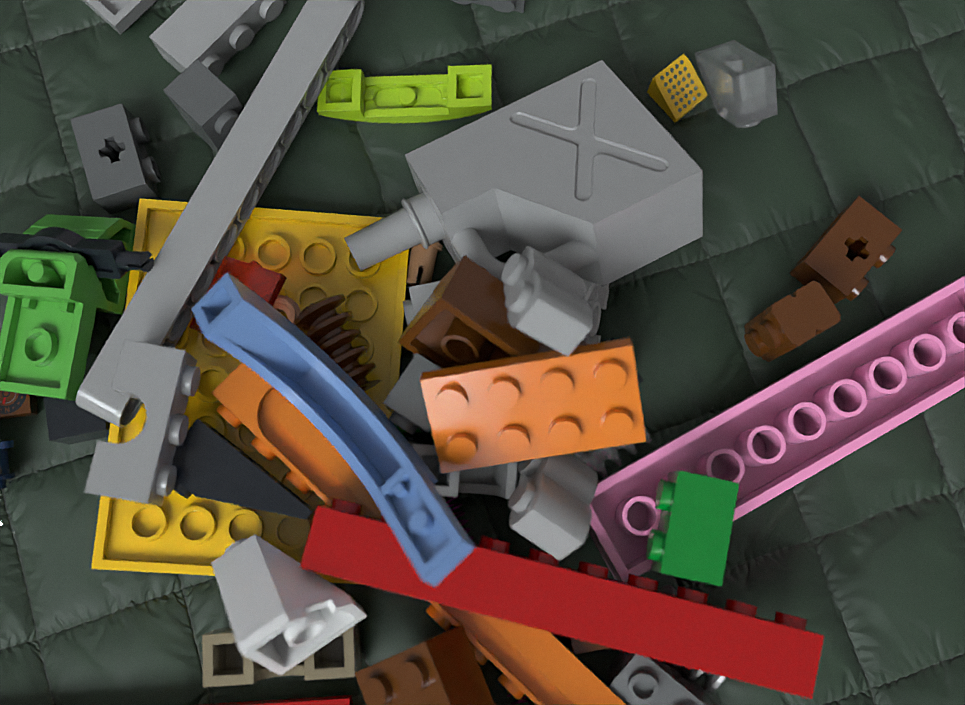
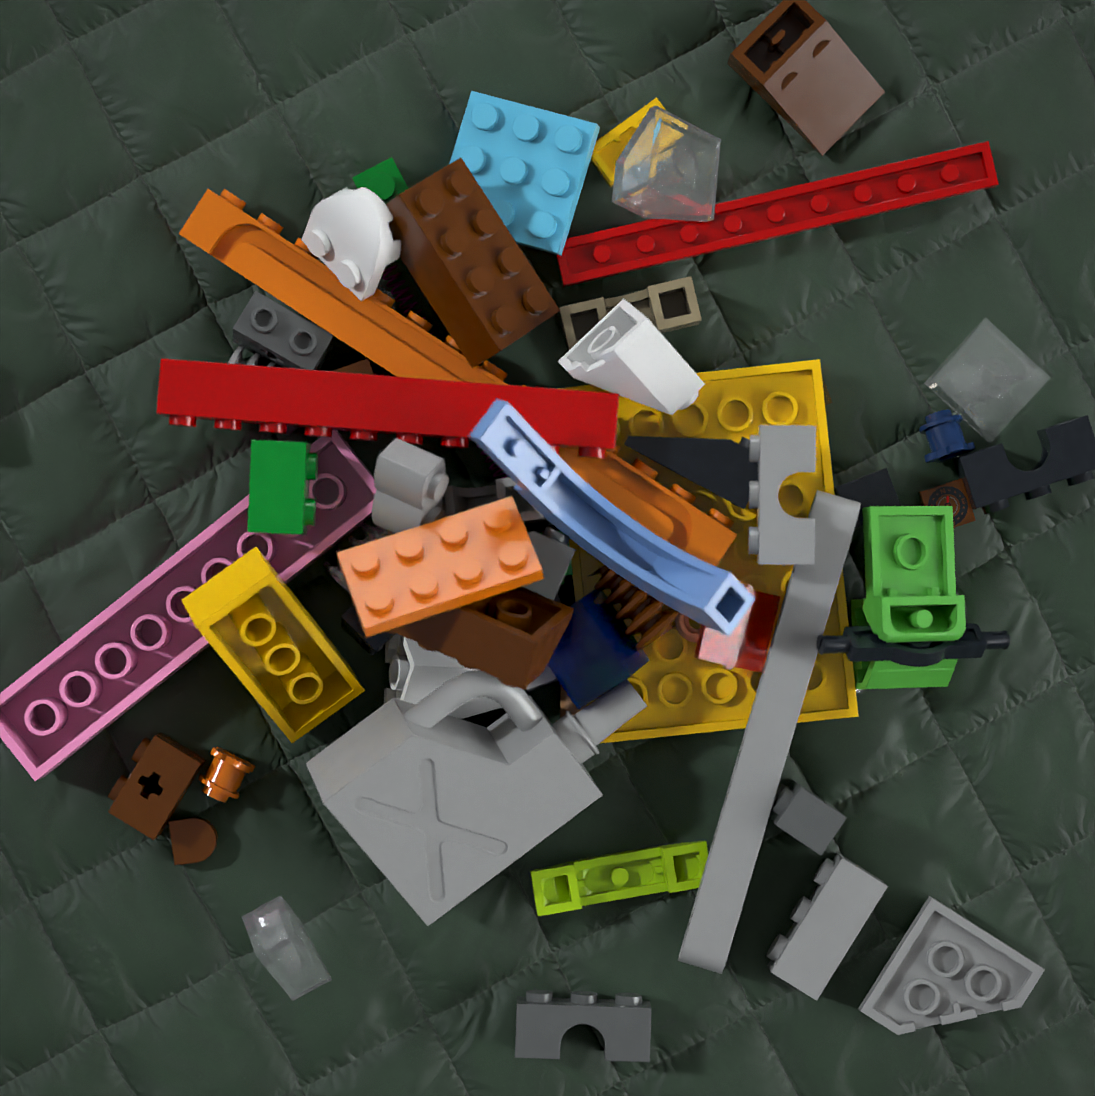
camera: 170 degrees right, 10 degrees up
(116, 158) = (917, 772): dark grey brick -> none
(384, 299) = (594, 651): none -> clear blue slope
(546, 300) = (444, 658): light grey brick -> none
(677, 88) = (343, 932): yellow slope -> none
(725, 365) = (272, 644): none -> yellow brick
(775, 252) = (224, 775): none -> orange brick
(791, 322) = (207, 698): reddish brown brick -> none
(813, 198) = (192, 839): none -> reddish brown tile

